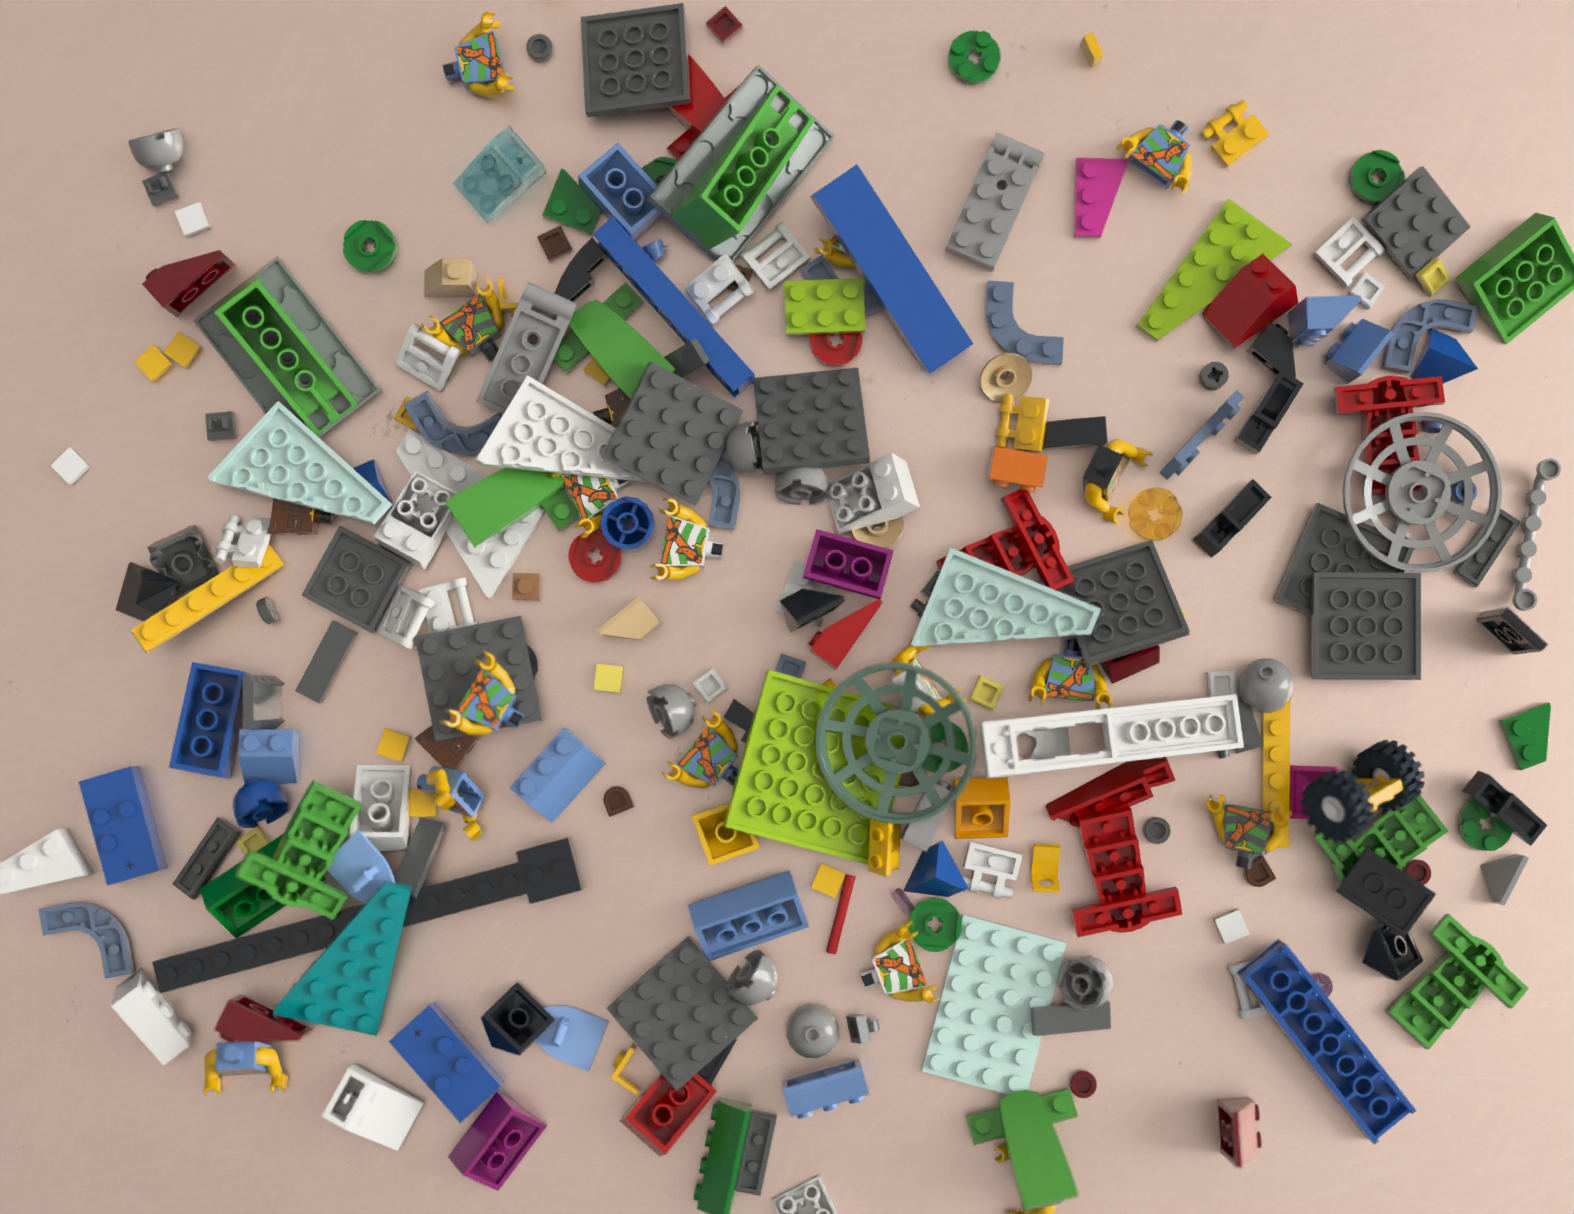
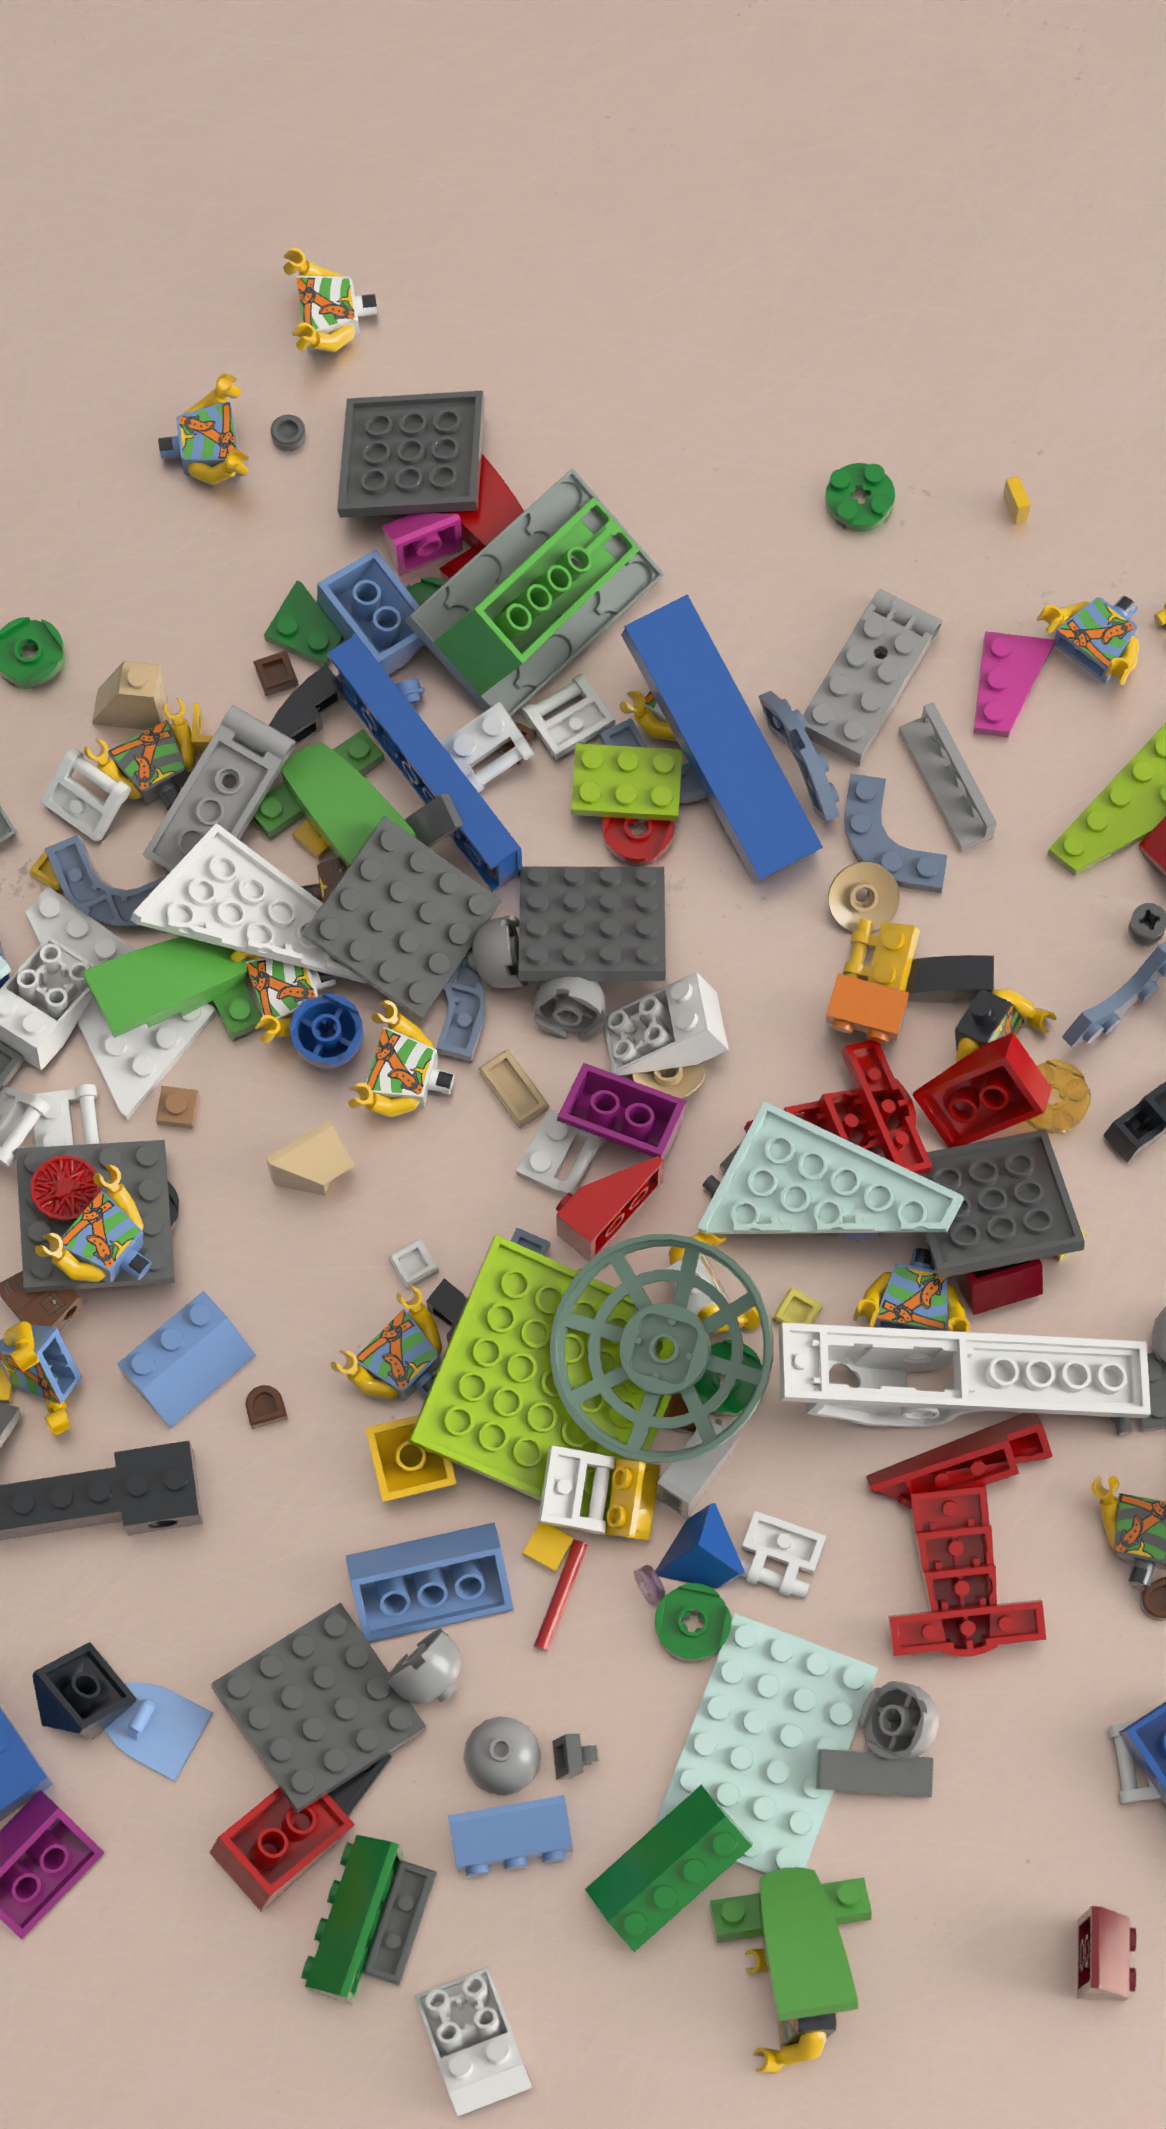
camera: 10 degrees right, 15 degrees down
(454, 665) = (63, 1188): none -> red wheel
(499, 174) = (215, 577): clear light blue slope -> none
(581, 563) = (282, 1095): red plate -> none
(608, 678) = (274, 1239): light yellow tile -> none
(619, 1063) = (221, 1770): yellow bracket -> none
(650, 128) = (422, 540): none -> dark pink slope
(672, 708) = (355, 1284): light grey cylinder -> none
(724, 25) = (534, 427): dark red tile -> none
(766, 547) = (513, 1088): none -> tan tile
(808, 606) = (563, 1163): black slope -> none
(836, 845) = (565, 1485): none -> white plate
(899, 968) = (634, 1674): torso -> none
(936, 1101) = (668, 1868): none -> green slope
(961, 282) = (813, 765): none -> sand blue plate
(982, 808) = (775, 1467): light orange slope -> none
(1045, 867) = (858, 1555): yellow bracket -> none
(1059, 277) = (948, 779): none -> light grey fence
(1082, 1084) = (884, 1874): dark red tile -> none
(1108, 522) = (984, 1092): none -> red slope
(1156, 830) = (1020, 1525): dark grey tile -> none
(1220, 683) = (1127, 1327): white tile -> none
(1231, 926) = (1117, 1671): white tile -> none

